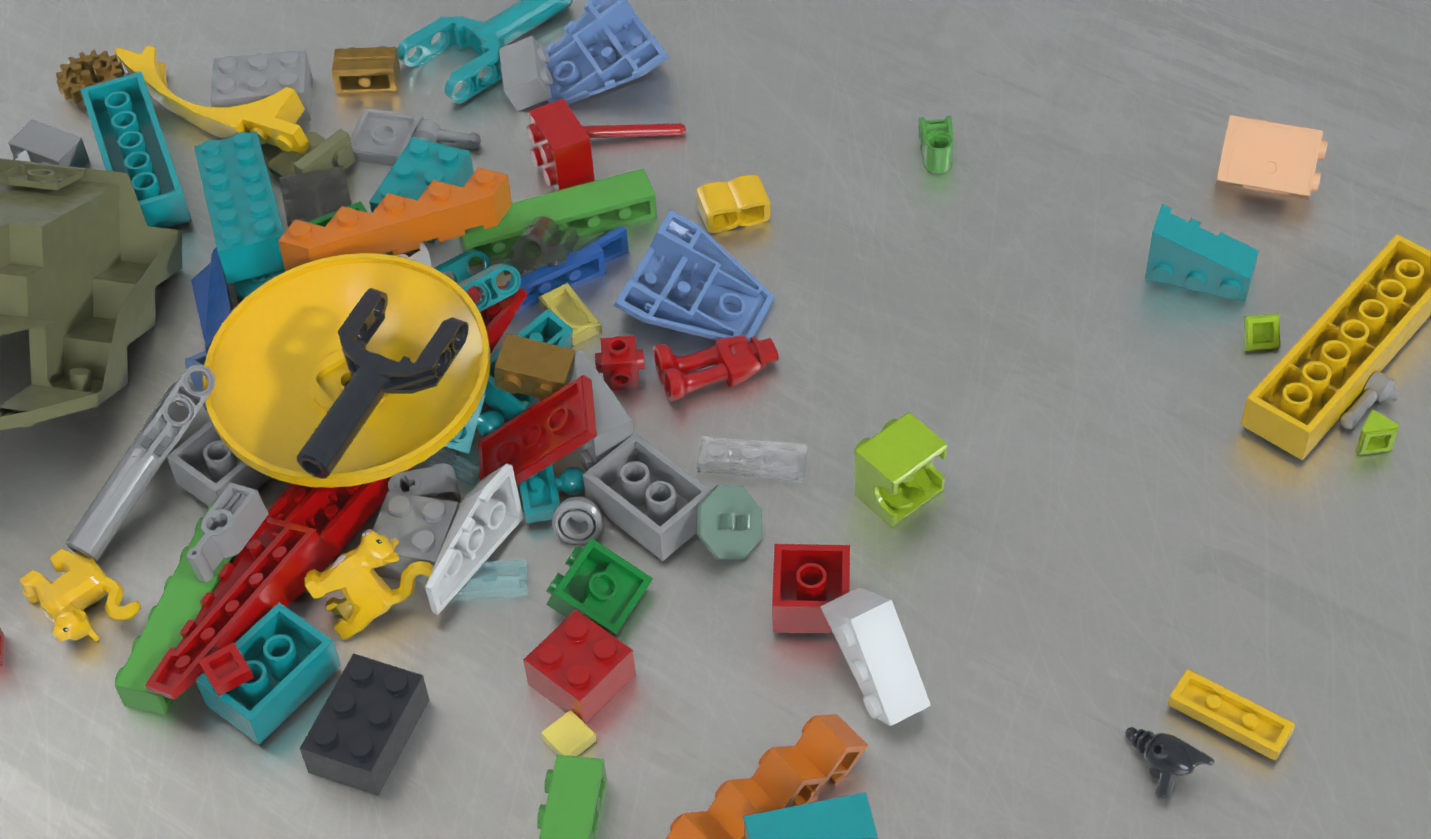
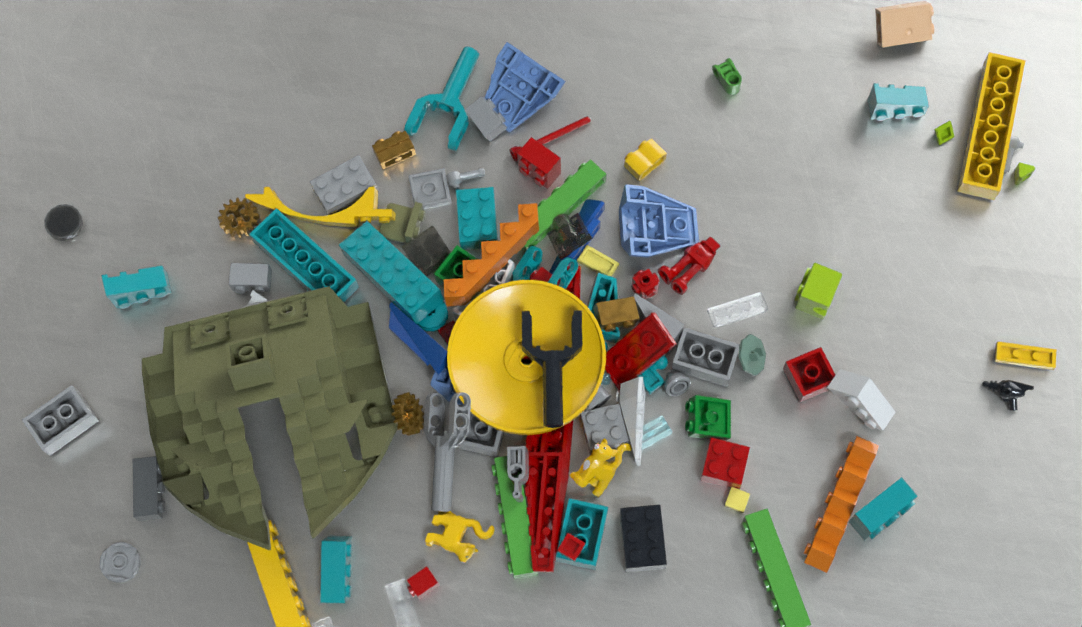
camera: 25 degrees left, 20 degrees up
(130, 376) = (408, 414): none -> pearl gold gear

